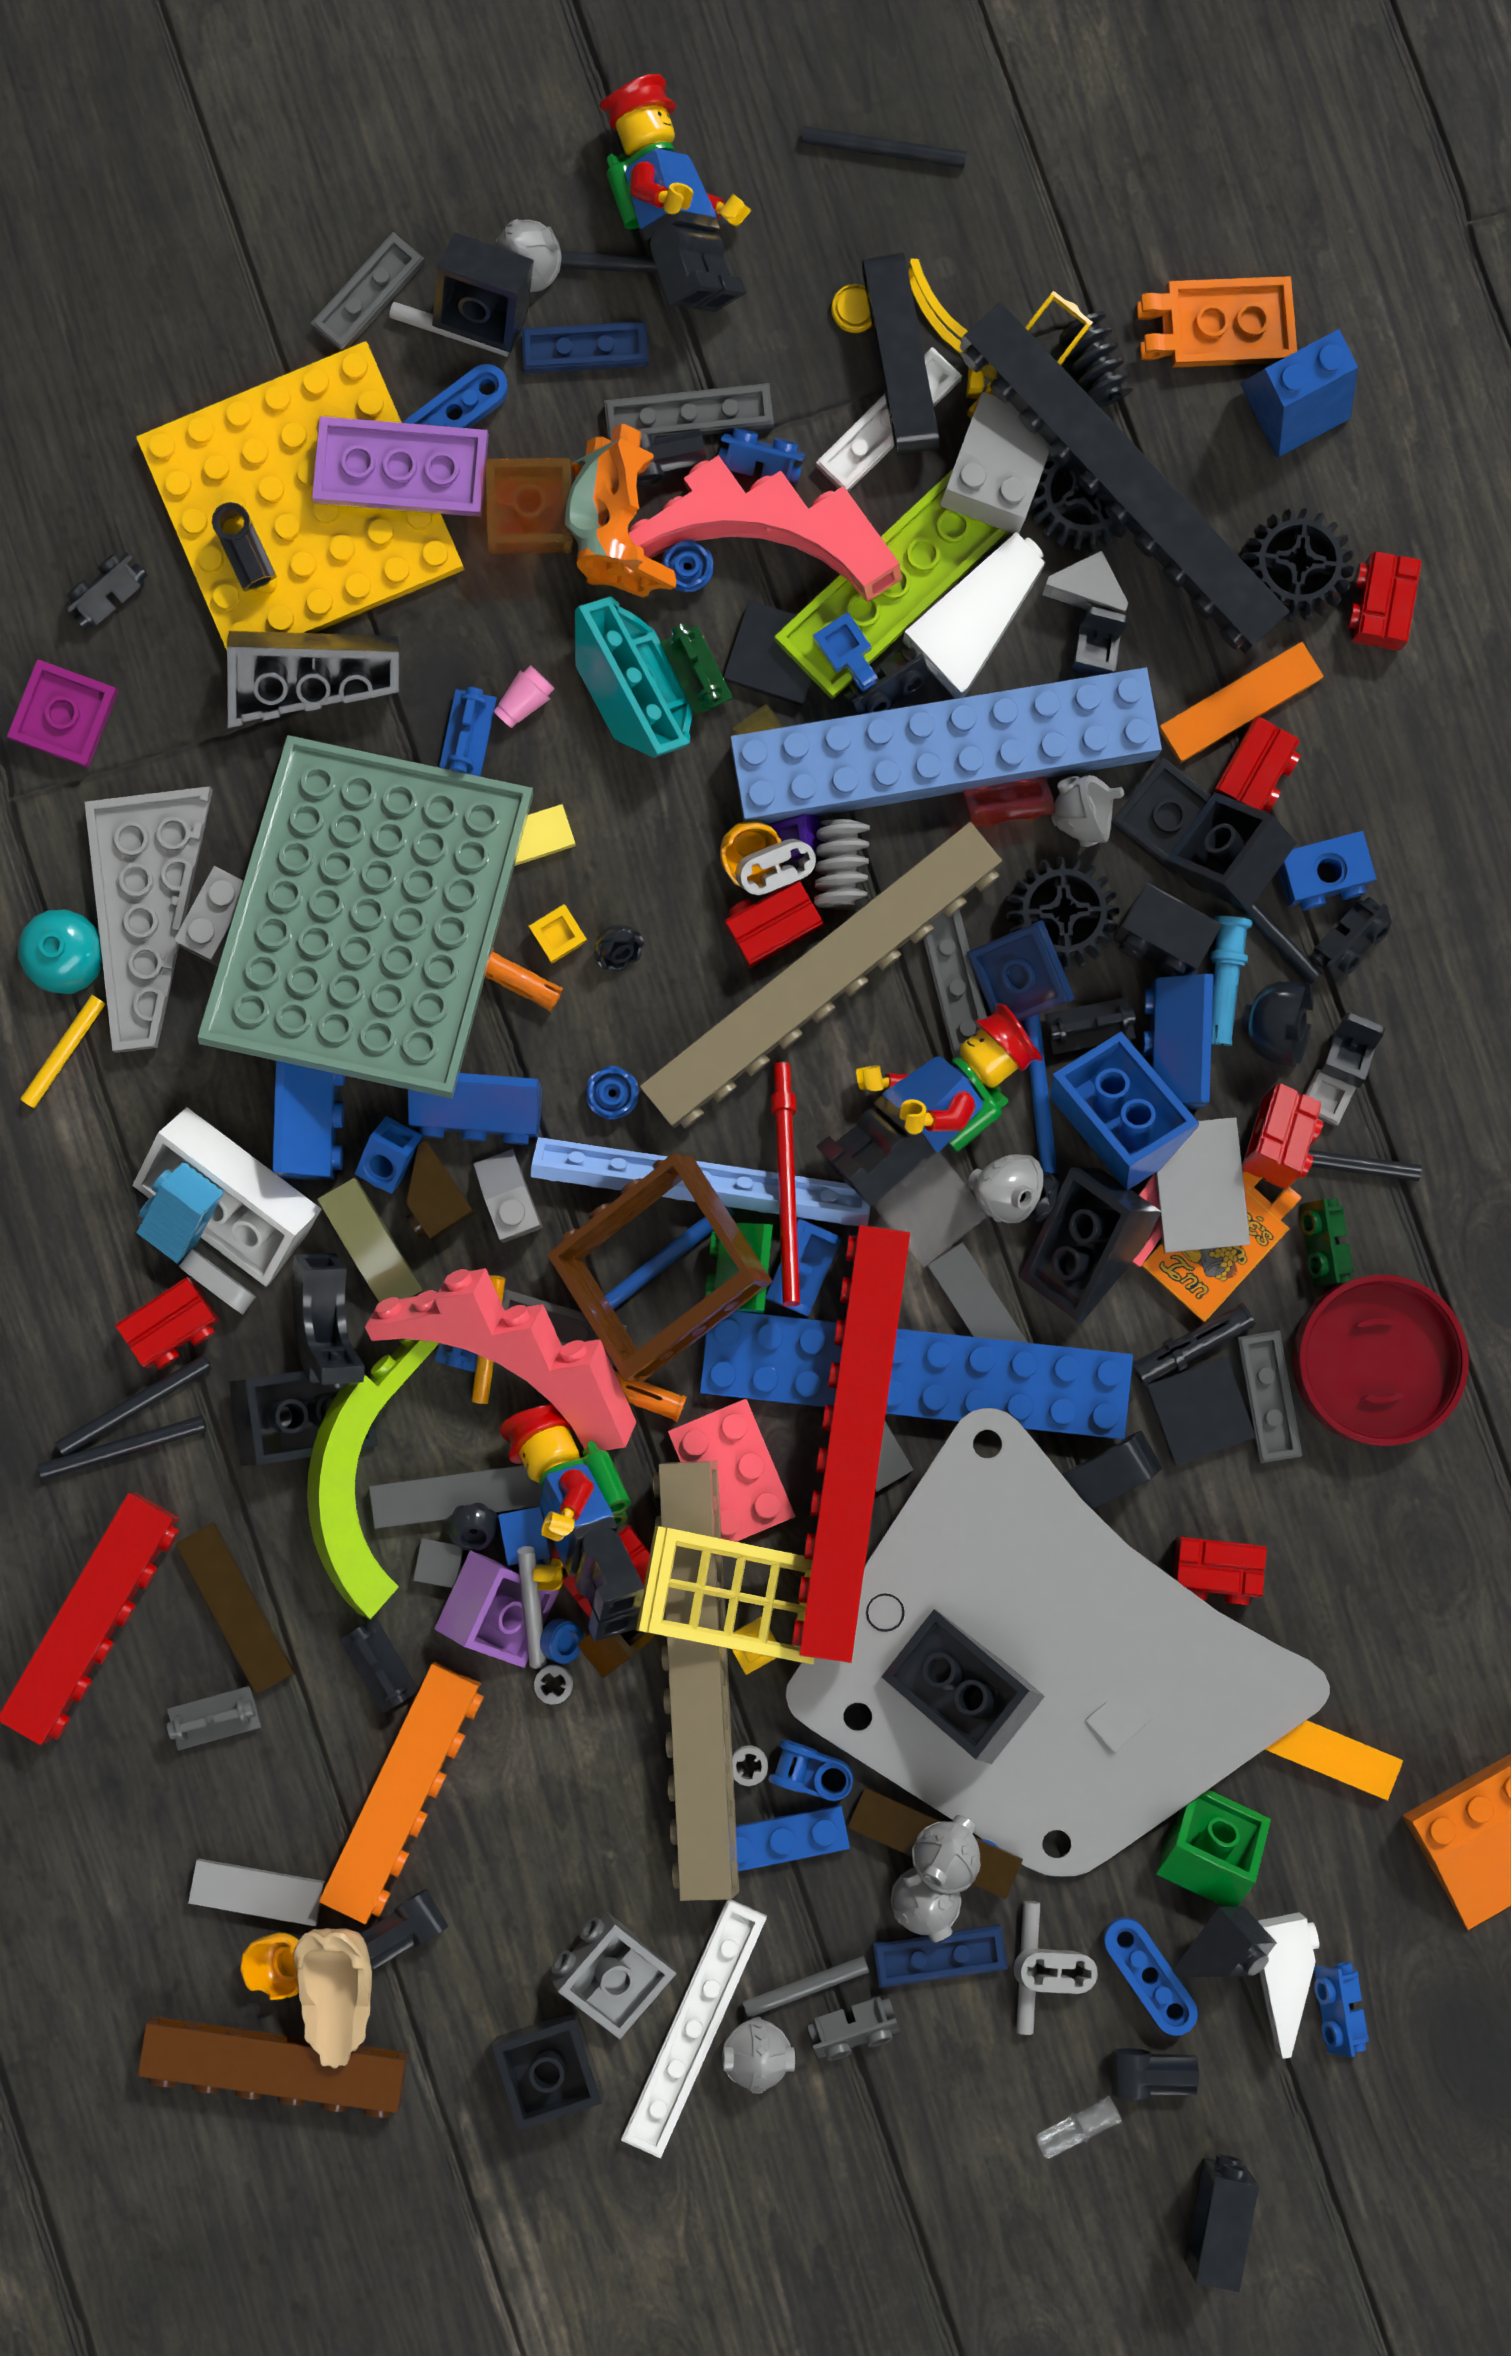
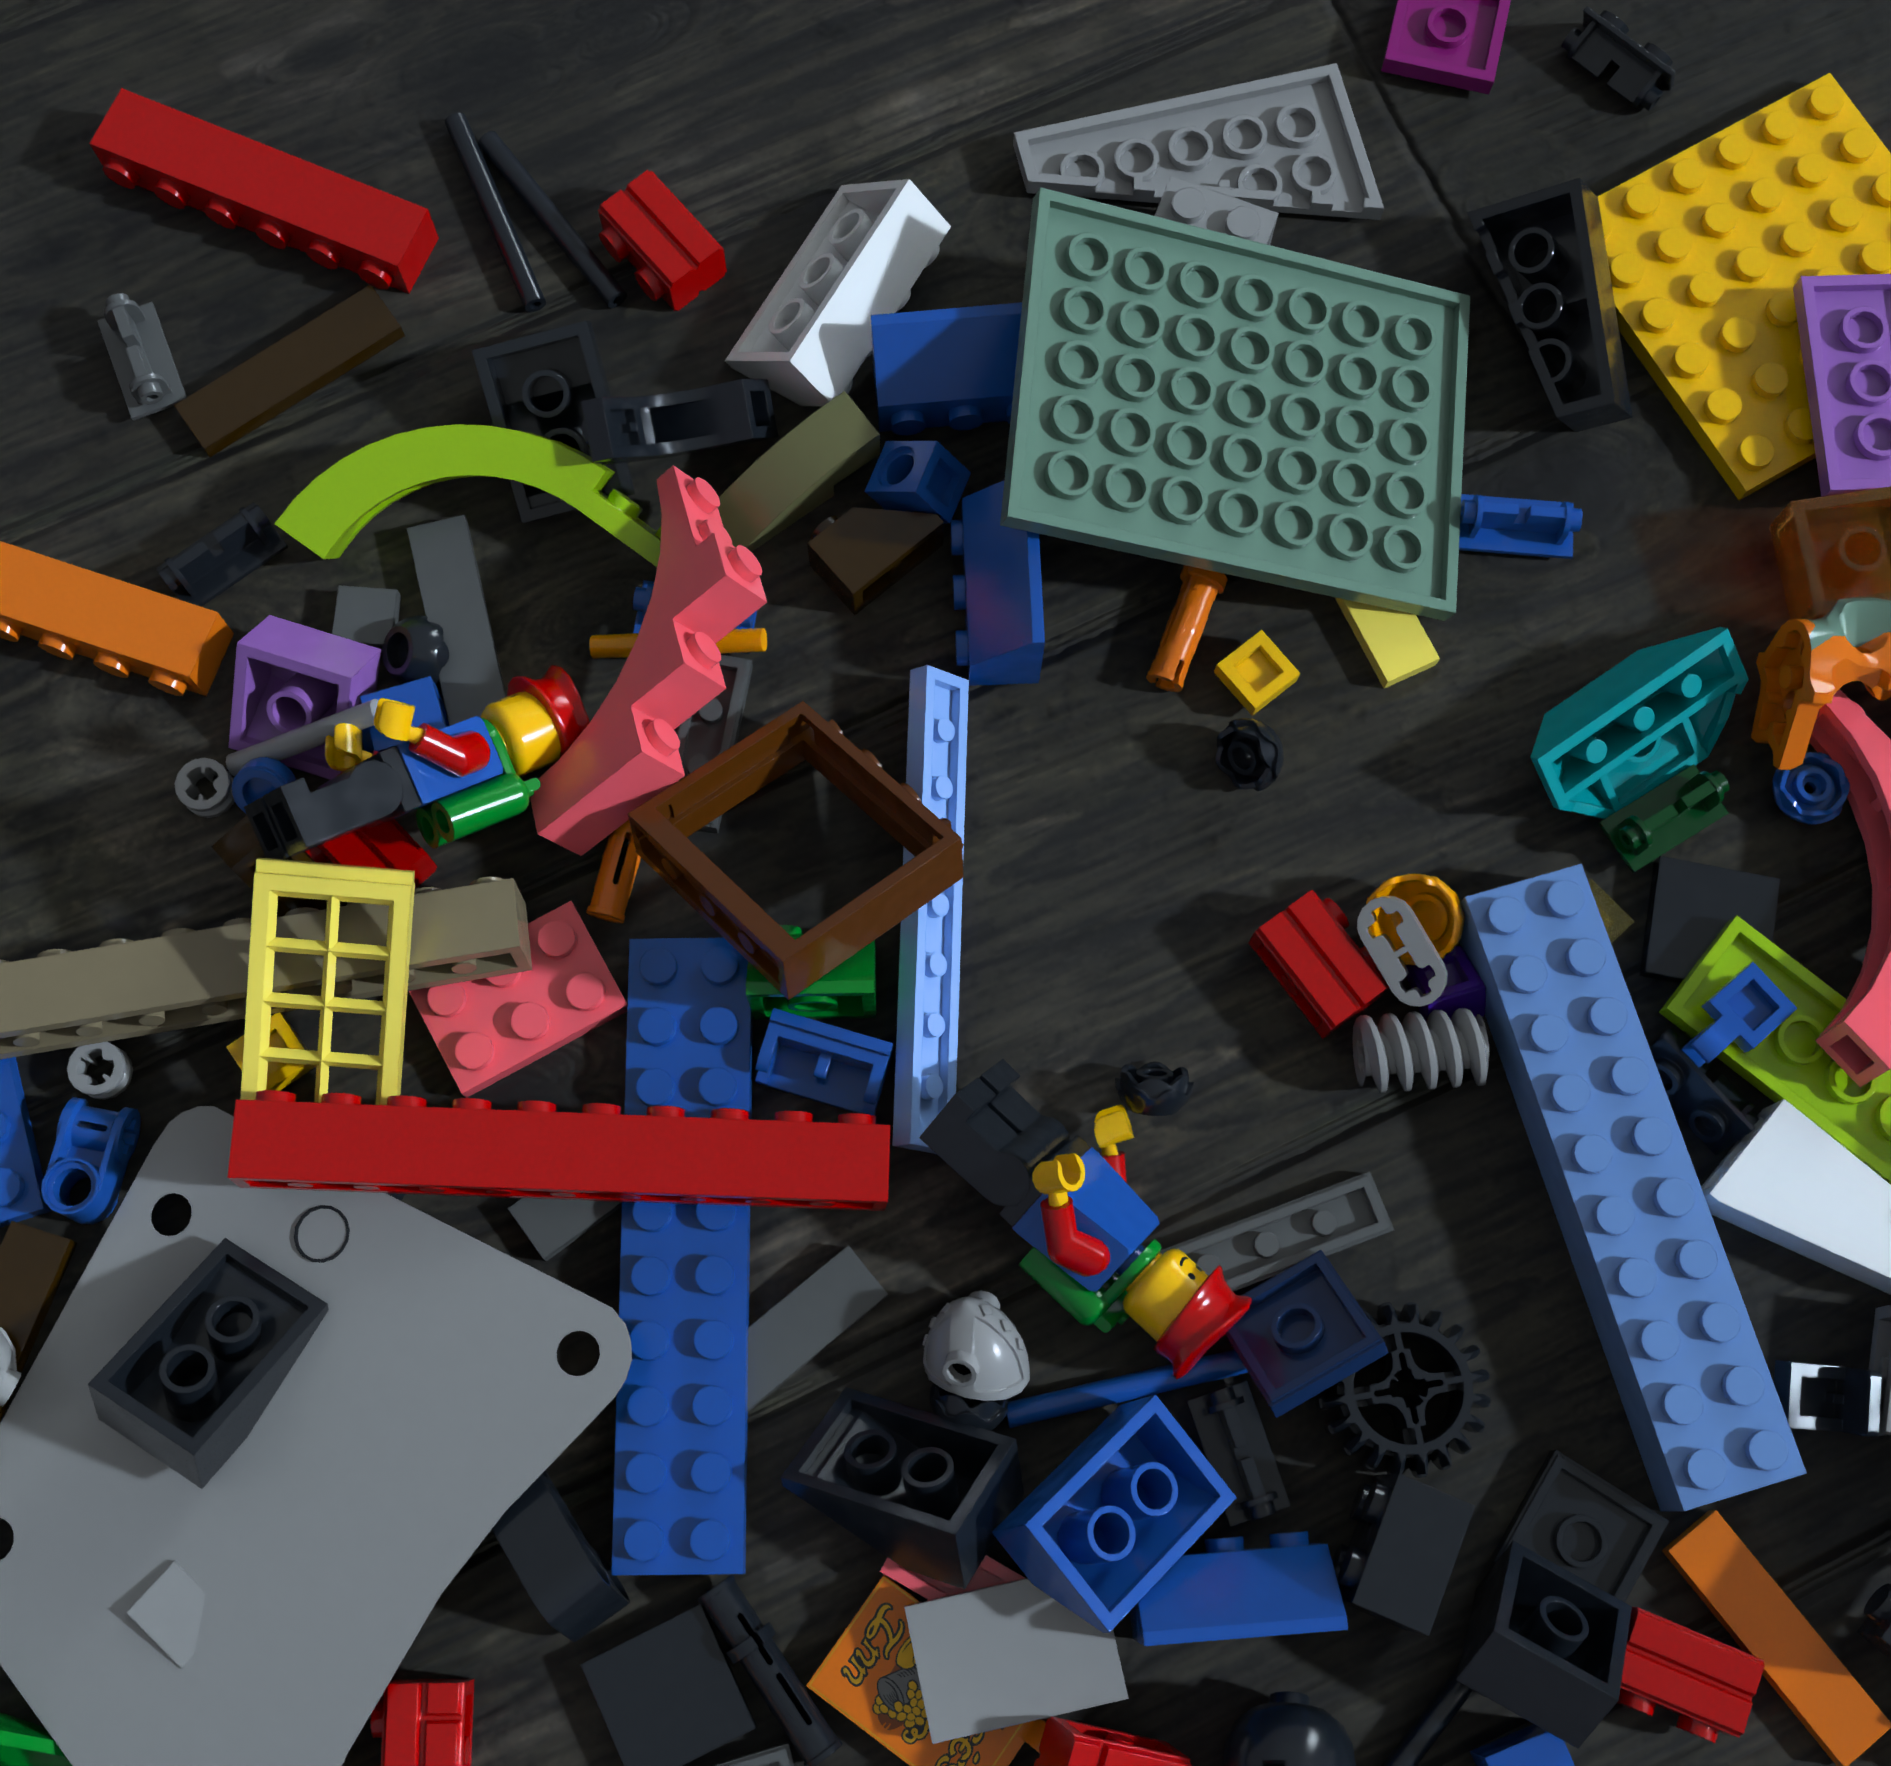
camera: 85 degrees right, 10 degrees down
(60, 951) = (1135, 58): teal cylinder -> none
(62, 1051) = (1004, 82): yellow bar -> none
(178, 1211) = (808, 225): dark azure brick -> none
(217, 1281) = (723, 294): light grey beam -> none
(243, 548) = (1716, 199): black piece -> none
(507, 1196) = (877, 647): light grey slope -> none
(523, 696) = (1581, 590): bright pink cone -> none
(612, 1079) = (1047, 752): blue plate -> none
(660, 1261) = (809, 863): blue bar -> none
(784, 1107) = (1053, 1008): red bar -> none
(821, 976) = (1259, 1046): dark tan brick -> none
(846, 1047) = (1153, 1089): none -> black plate
(932, 1206) = (933, 1239): clear tile -> none
(1009, 801) = (1557, 1288): clear red plate -> none
(1085, 809) = (1568, 1406): light grey helmet -> none
(1228, 960) = (1373, 1660): dark azure pin -> none

